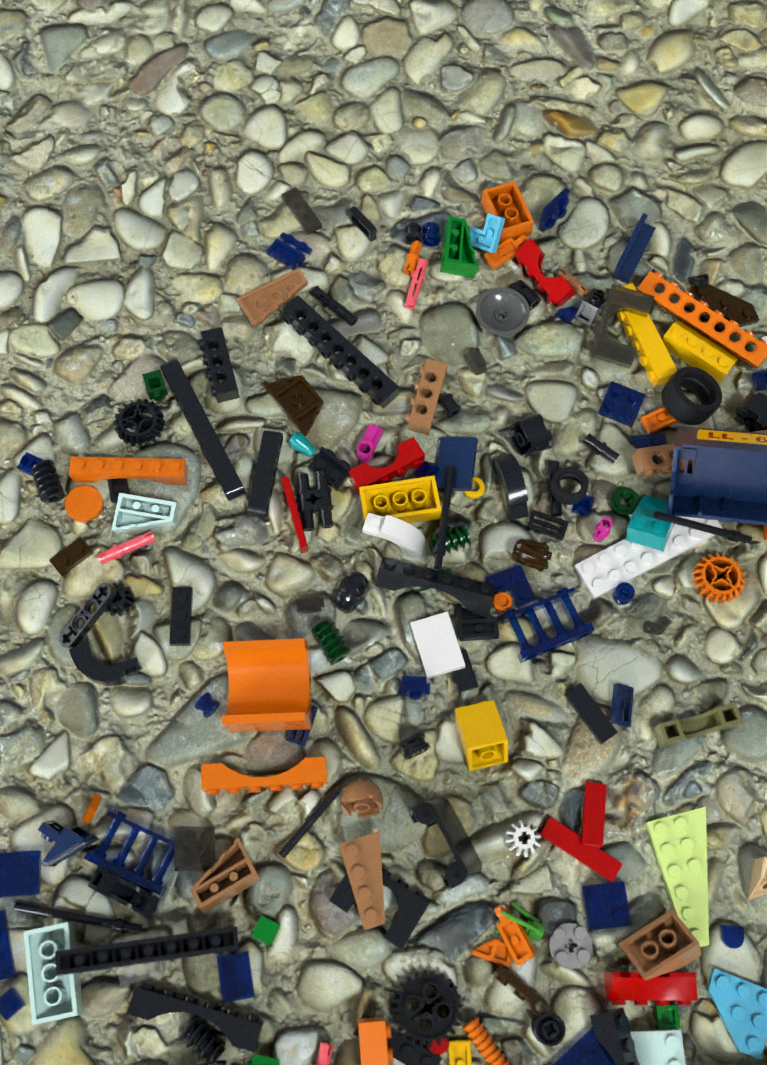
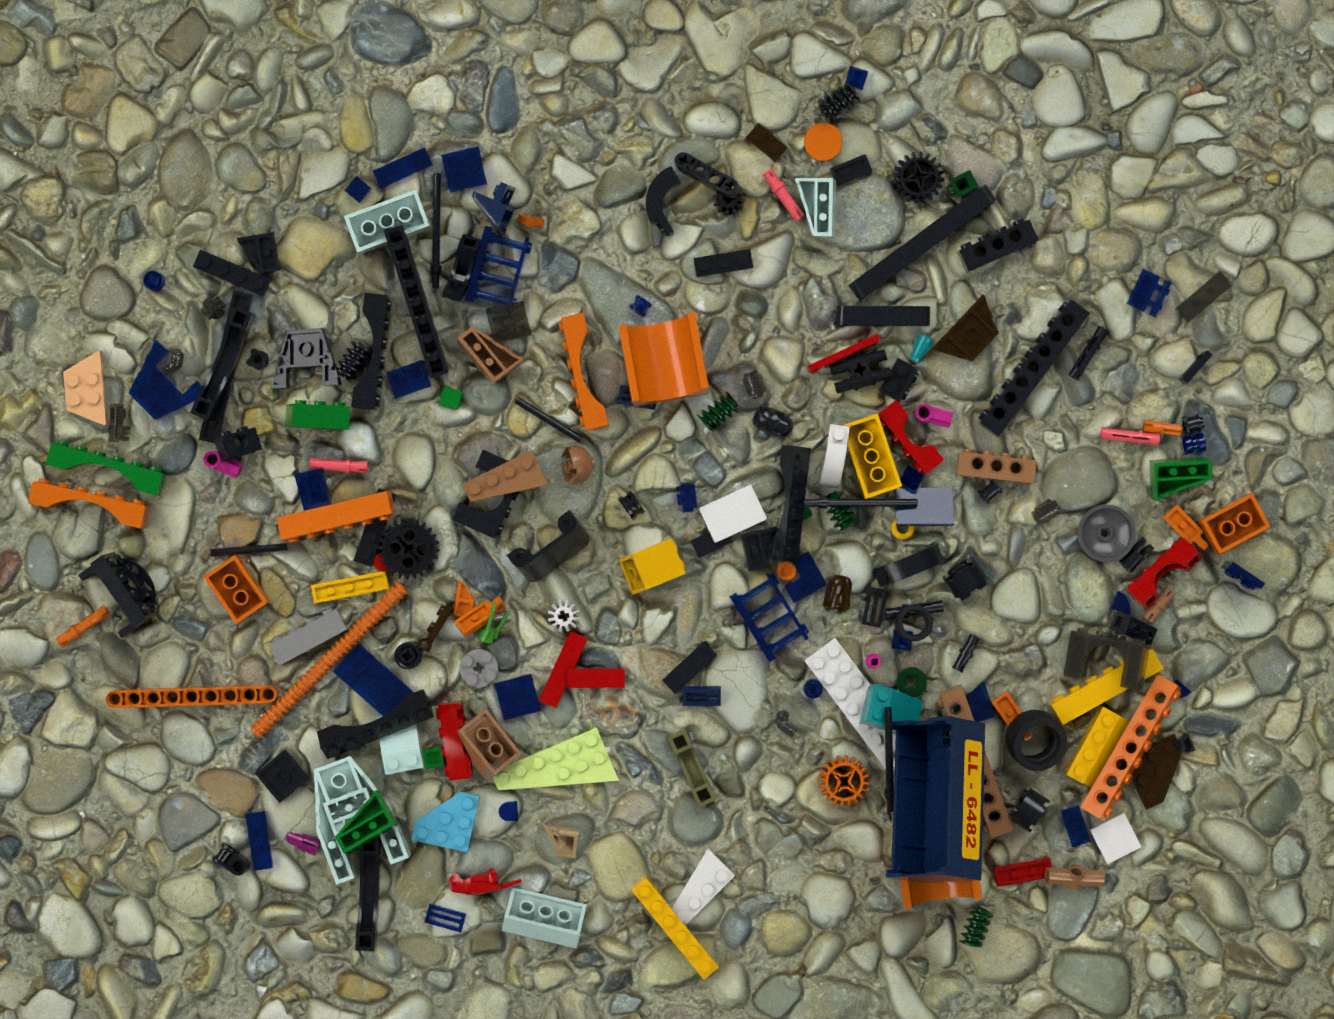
camera: 85 degrees right, 20 degrees up
(153, 469) = (863, 179): orange arch -> none
(270, 297) = (1084, 280): medium nougat wing -> none
(490, 236) = (1195, 505): medium azure plate -> none
(621, 404) = (1022, 670): clear blue plate -> none
(634, 250) = (1211, 669): dark blue fence -> none

